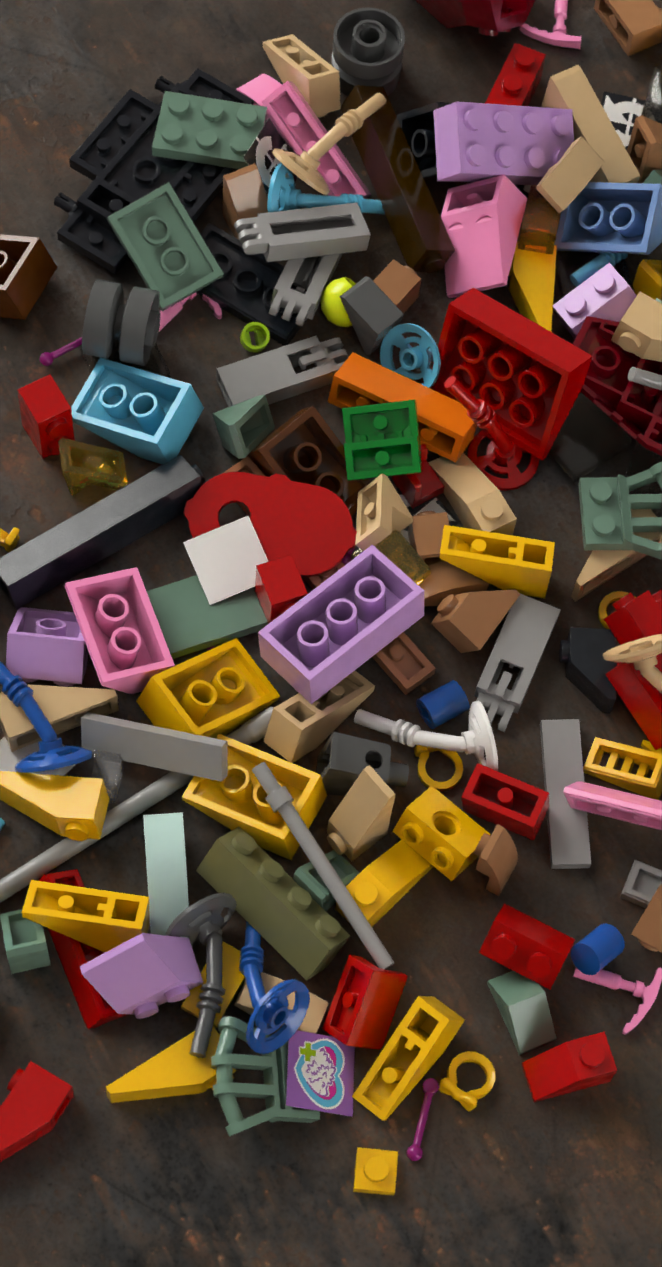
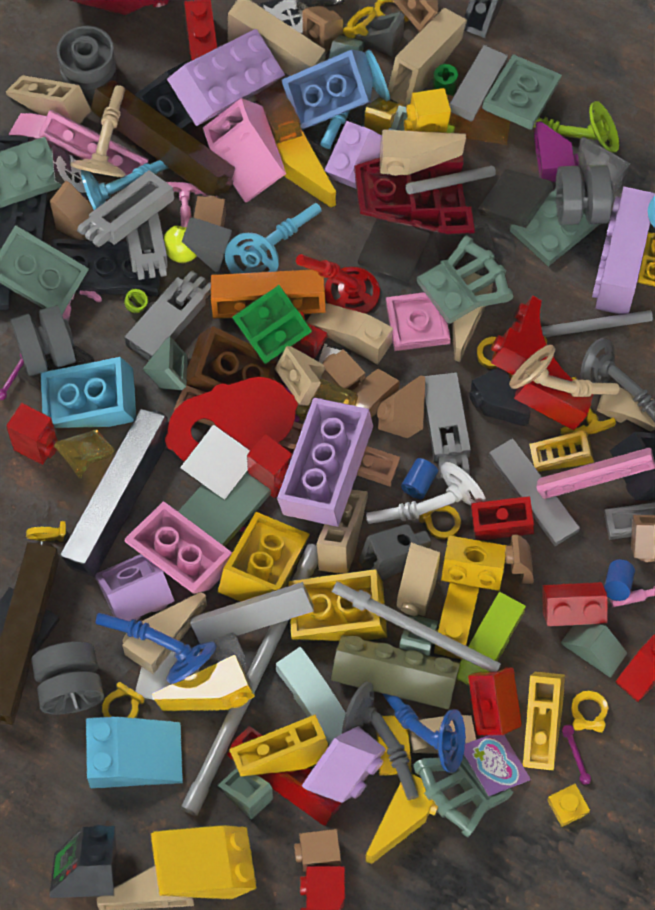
camera: 25 degrees left, 0 degrees up
(59, 1051) = (318, 849): none -> medium nougat brick
(387, 248) = (184, 195): none -> bright pink piece
(413, 925) = (493, 633): none -> lime slope
(500, 558) = (398, 360): yellow slope -> none
(513, 367) = (328, 226): red slope -> none
(558, 520) = (416, 322): none -> bright pink tile
(570, 175) = (284, 74): tan slope -> none

